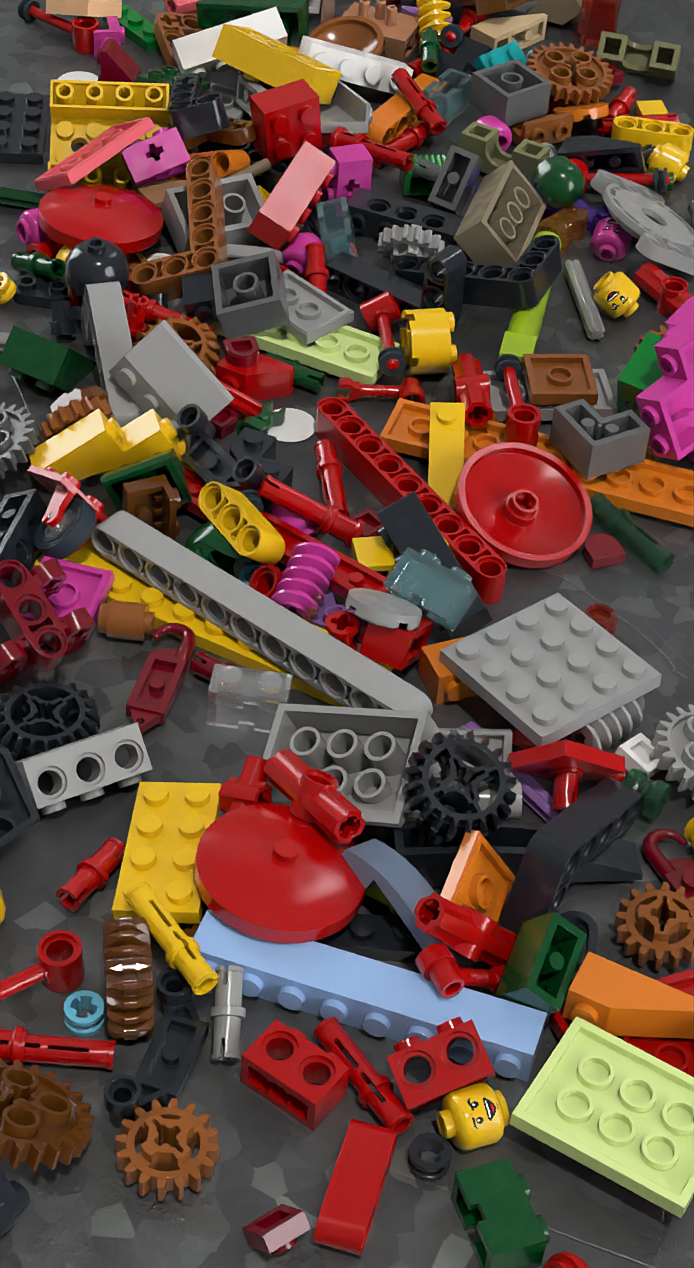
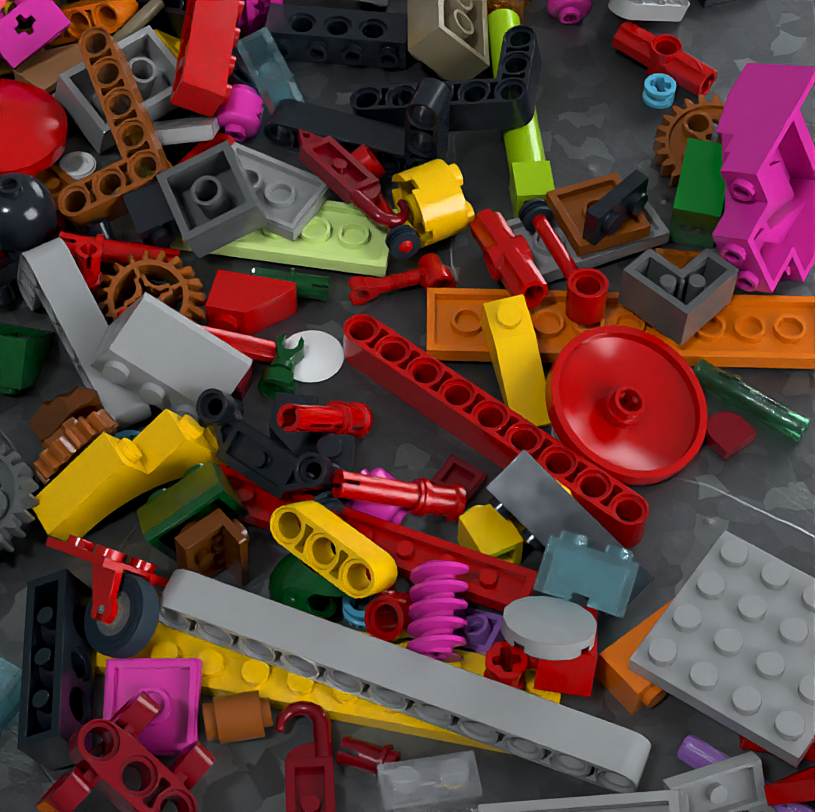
camera: 15 degrees left, 10 degrees up
(241, 351) = (229, 281): dark red tile -> none
(273, 449) = (333, 417): none -> red pin
(316, 269) = (267, 137): red pin -> none
(329, 472) = (388, 418): red pin -> none
(365, 307) = (347, 177): none -> dark red plate
(408, 242) = (360, 69): light grey gear -> none
(571, 370) = (615, 207): none -> black plate
(584, 300) = (572, 89): light grey axle -> none
(603, 615) = (769, 528): clear red plate -> none
(616, 294) = (606, 74): yellow head -> none
(656, 316) = (662, 83): none -> medium azure bush

